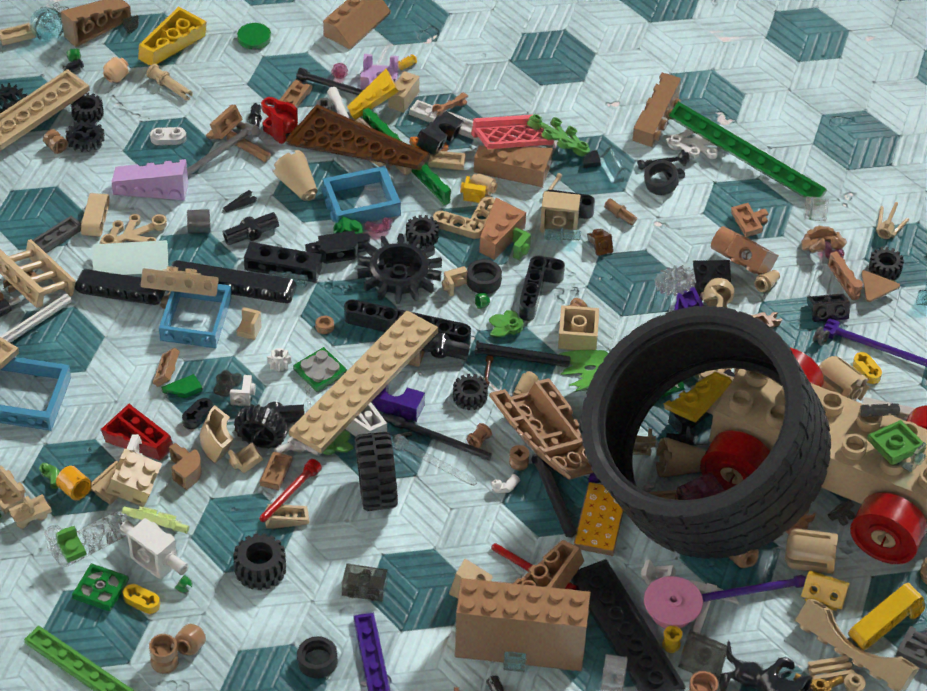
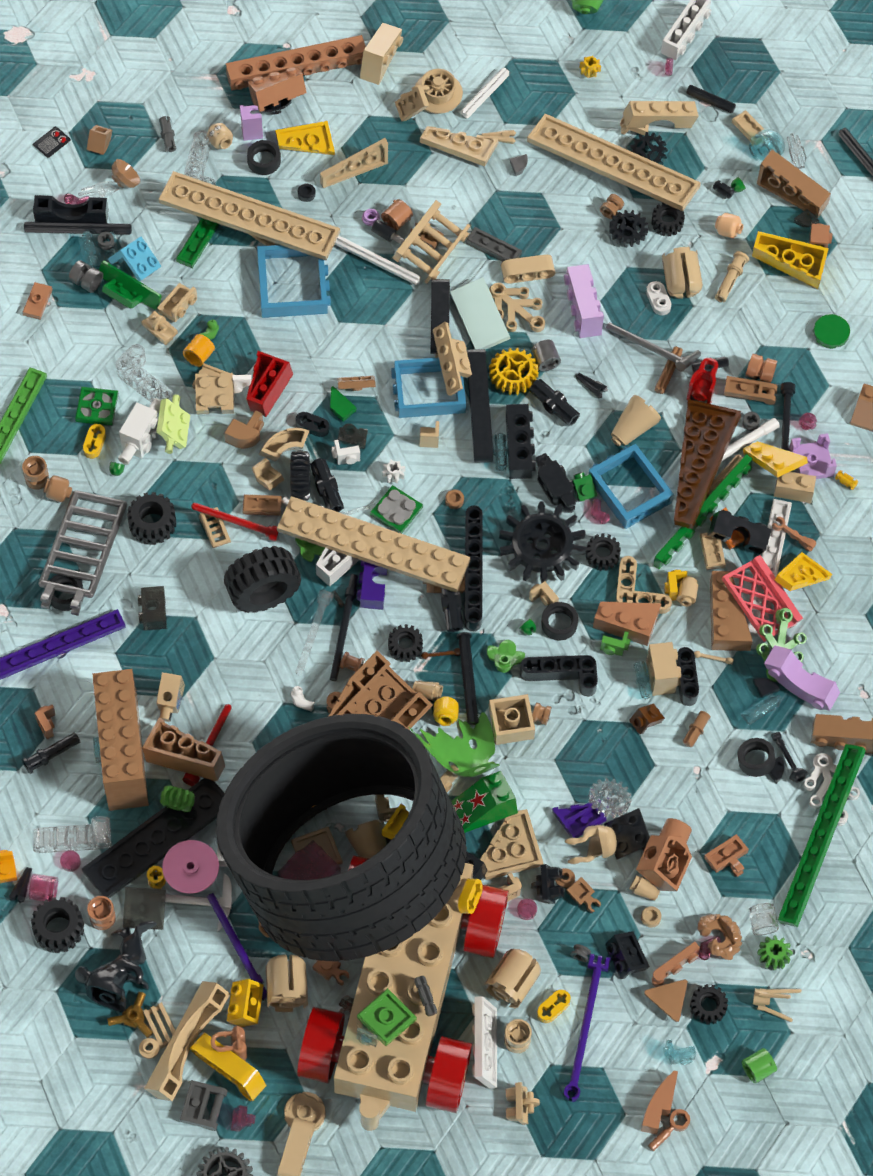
camera: 75 degrees right, 15 degrees up
(70, 544) = (122, 366): bright green bracket -> none
(154, 108) = (682, 272): none -> tan cylinder
(155, 16) = (820, 235): none -> nougat brick
(205, 247) = (516, 365): none -> yellow gear
(224, 123) = (686, 339): medium nougat panel -> none
(276, 83) = (761, 368): none -> nougat wheel
(314, 660) = (60, 538): none -> flat silver bar
(492, 105) = (802, 573): none -> yellow wing
(555, 373) = (445, 711): none -> yellow head
(599, 592) = (177, 798): none -> bright green gear
(600, 131) = (811, 687): none -> lavender brick
(793, 284) = (651, 916): none -> tan tile
(847, 210) = (768, 956): none -> bright green gear
(865, 602) = (237, 1041): none -> nougat piece
(896, 390) = (517, 1036): none -> tan wheel

